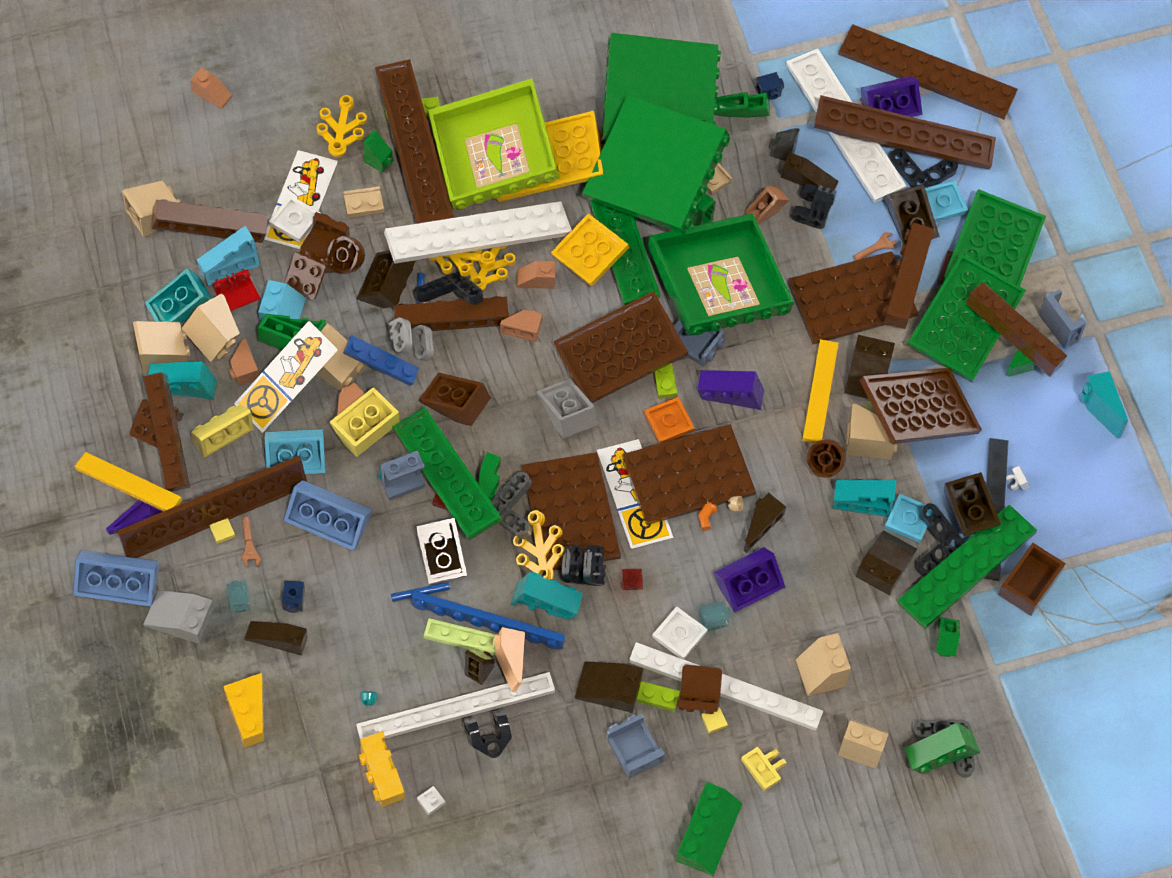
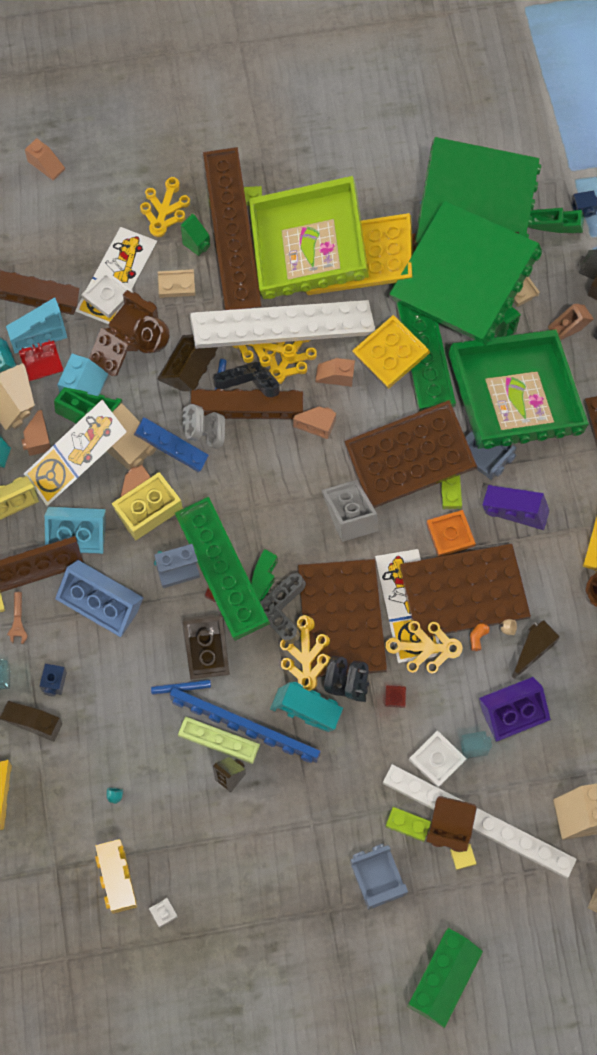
camera: 10 degrees right, 5 degrees up
(456, 398) = (241, 489): reddish brown slope -> none
(457, 707) = (200, 816): white plate -> none
(503, 727) = (241, 856): black piece -> none
(509, 654) = (261, 765): light nougat slope -> none
(610, 685) = (360, 807): dark brown slope -> none
(657, 529) = (427, 647): none -> yellow plant
(761, 769) = (506, 916): light yellow hinge -> none

